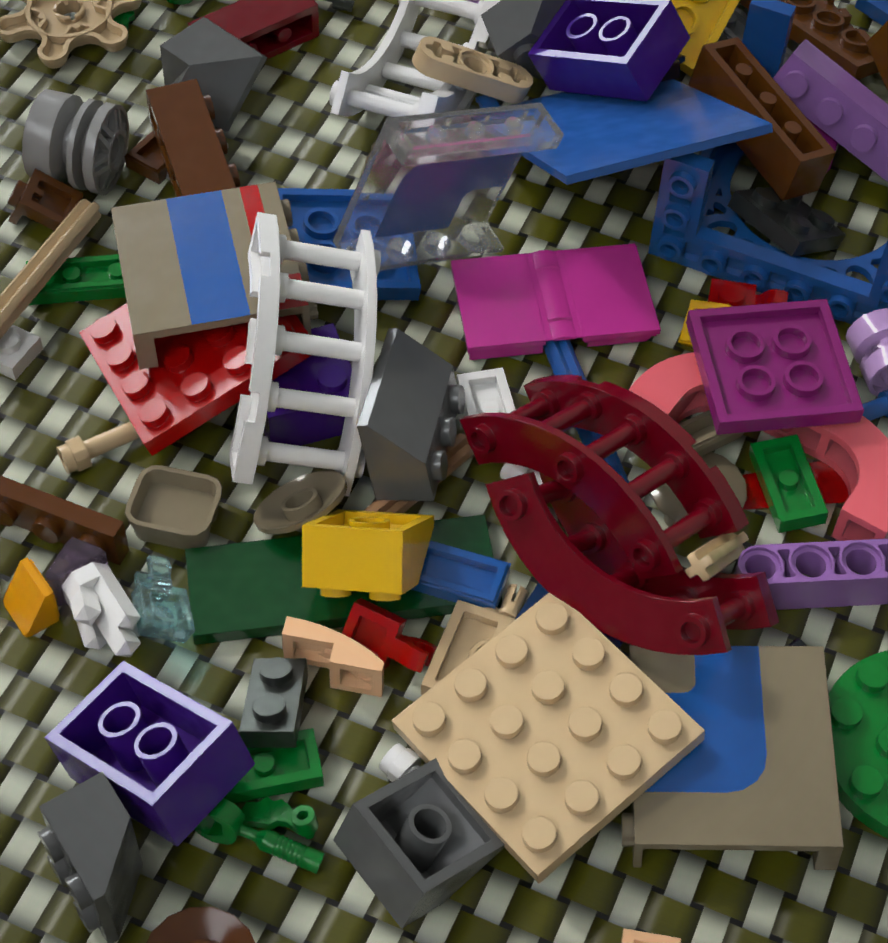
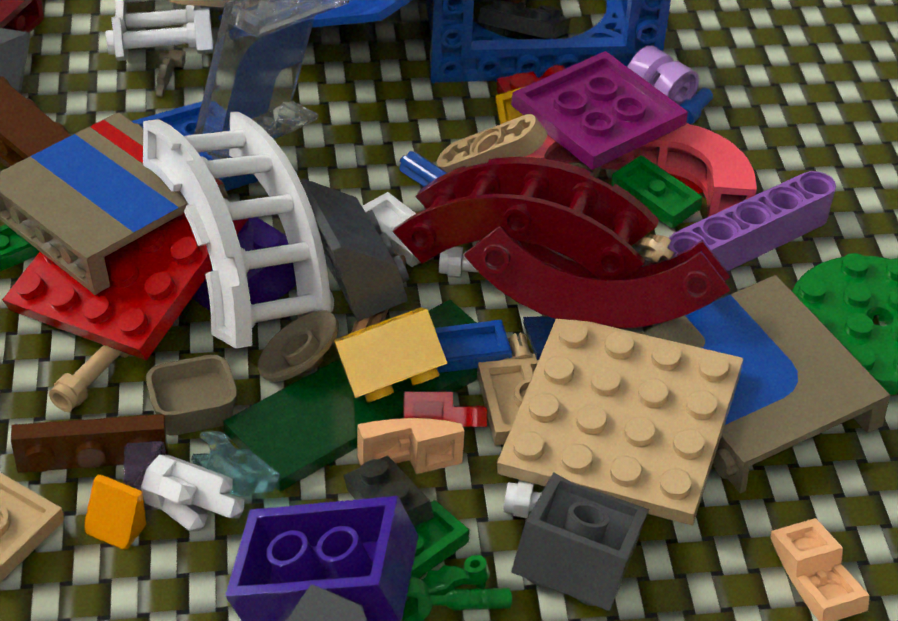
camera: 30 degrees left, 10 degrees down
(547, 295) = (378, 136): dark pink piece -> none
(633, 363) = (509, 139): none -> tan beam

